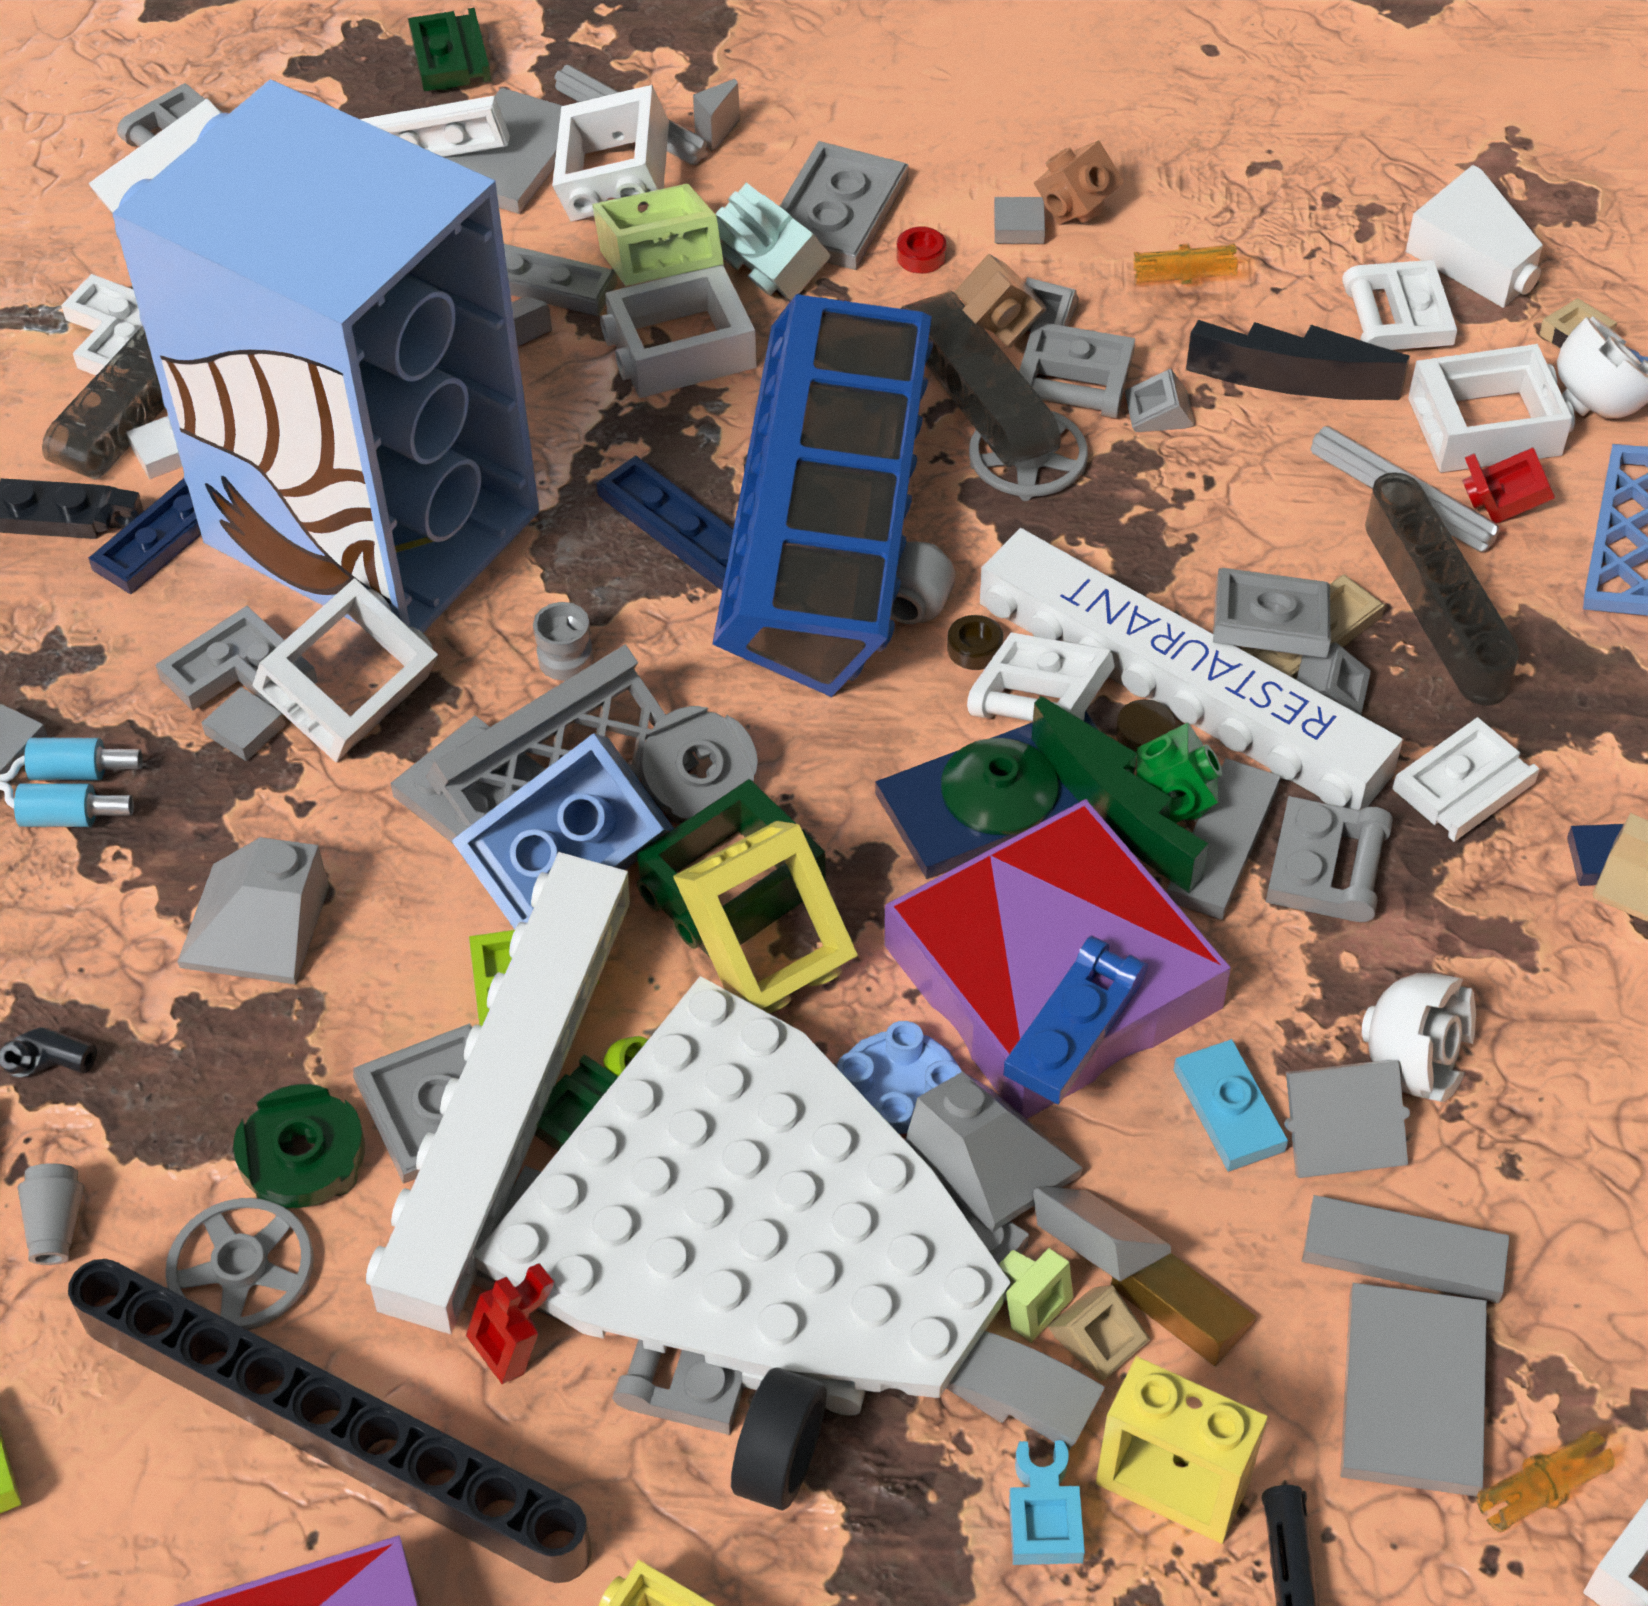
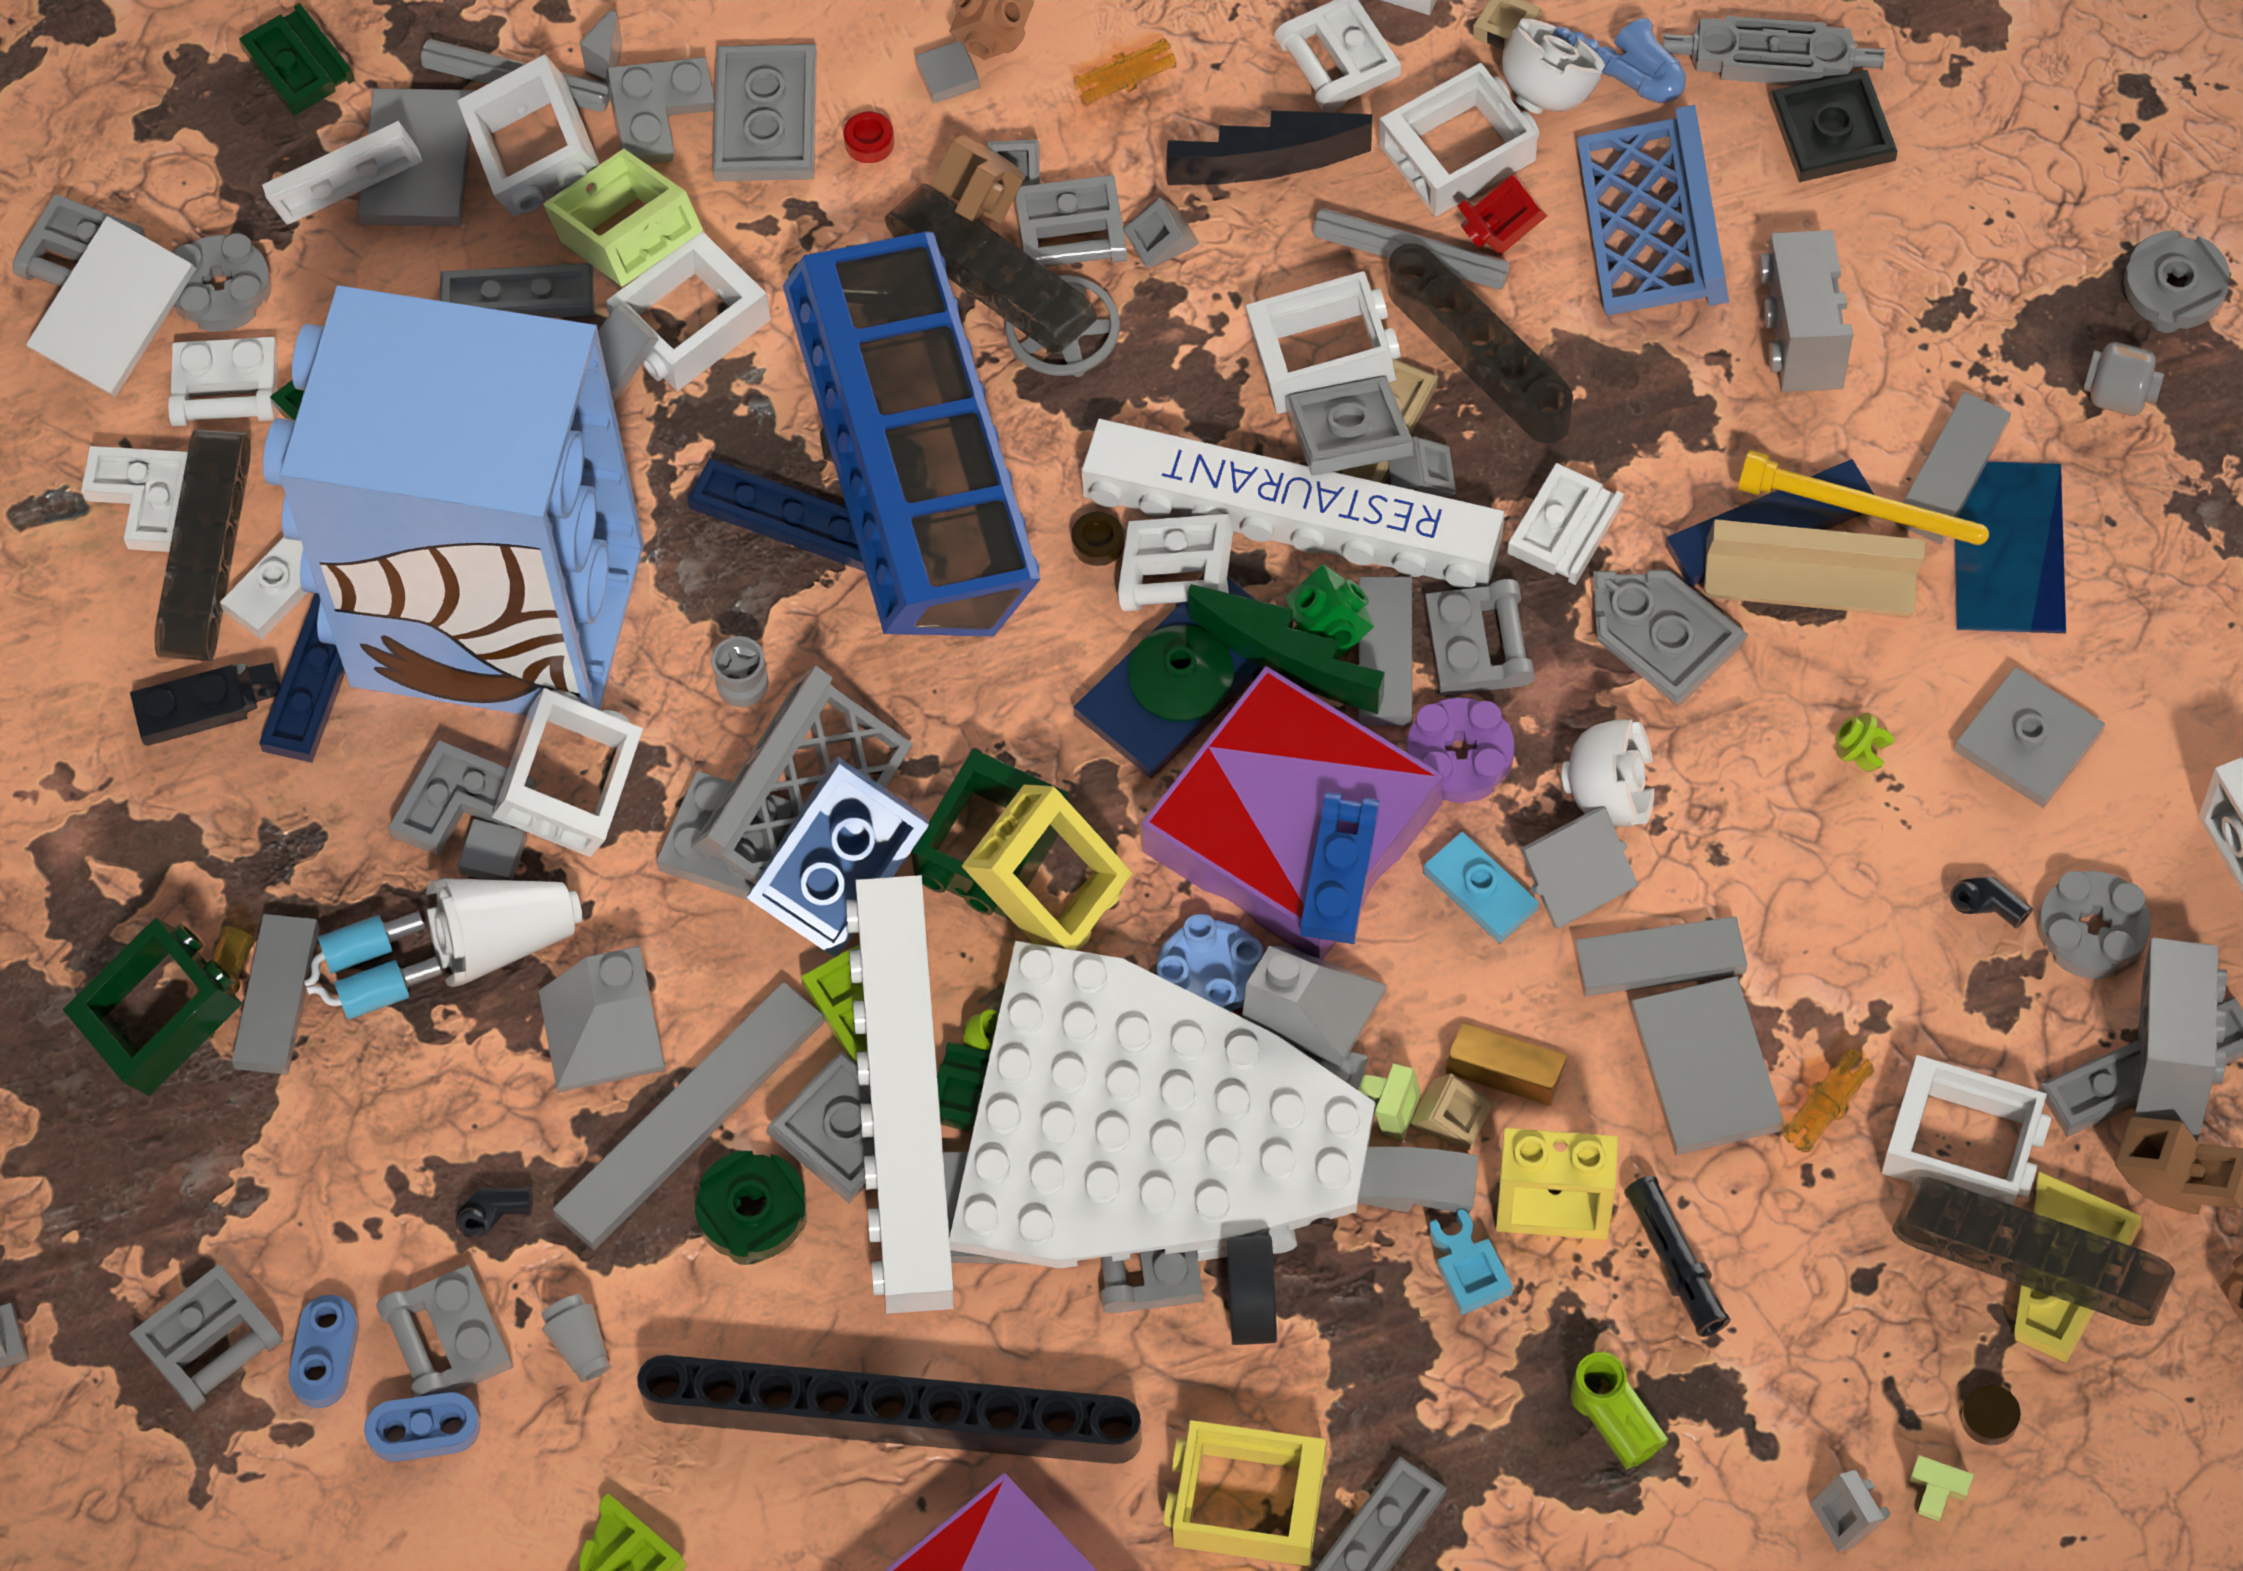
camera: 20 degrees left, 10 degrees up
(202, 780) = (496, 922): none -> white cone
(242, 1261) = (751, 1314): light grey wheel -> none
(288, 1035) = (688, 1116): none -> light grey tile
(502, 1323) = (994, 1287): red plate -> none
(582, 345) = (624, 347): none -> light grey tile
(707, 735) = (887, 750): light grey plate -> none
(739, 156) = (648, 94): none -> light grey plate
(768, 243) = (731, 188): light aqua brick -> none
(925, 583) = (1035, 496): light grey head -> none
(1097, 1231) = (1422, 1034): light grey slope -> none
(1142, 722) = (1278, 569): dark brown tile -> none
(1279, 504) = (1315, 308): none -> white window
(1286, 935) = (1476, 724): none -> medium lavender plate
(1535, 917) = (1663, 630): none -> light grey tile

